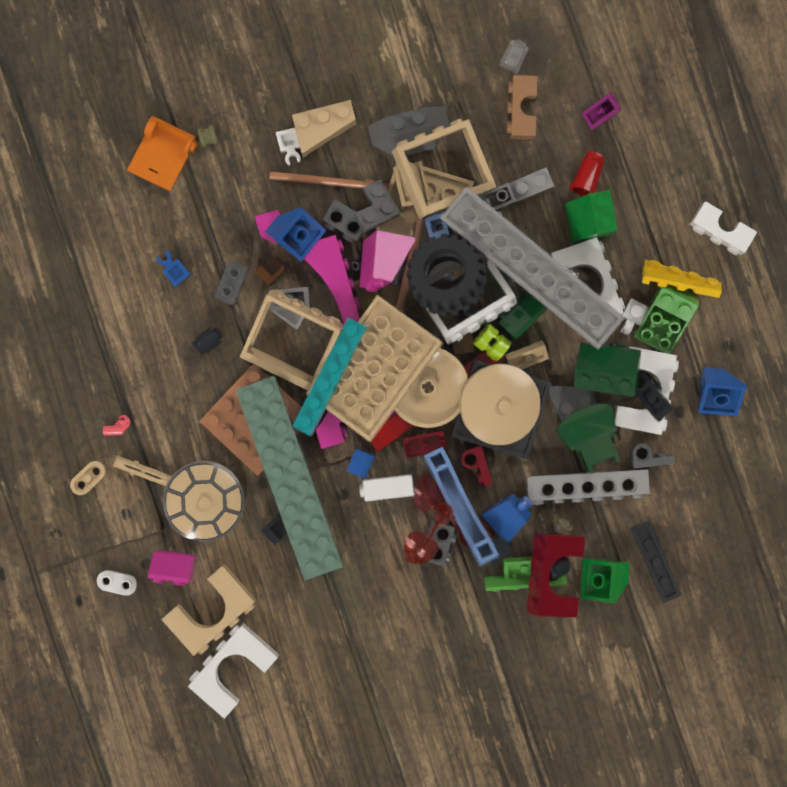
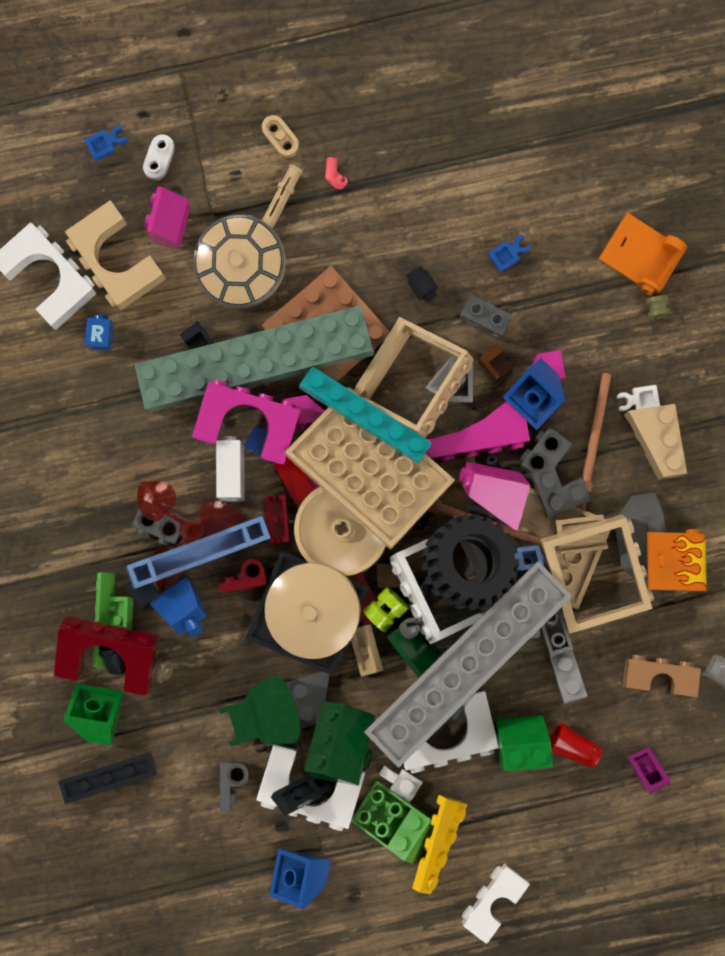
camera: 105 degrees right, 5 degrees down
(111, 633) = (102, 145): none -> blue plate
(279, 615) = (99, 333): none -> blue brick
(340, 449) = (279, 417): none -> dark pink arch
(425, 102) = (677, 561): none -> orange door
(510, 320) = (412, 631): none -> dark grey hinge
(638, 477) = (212, 742): light grey brick -> none

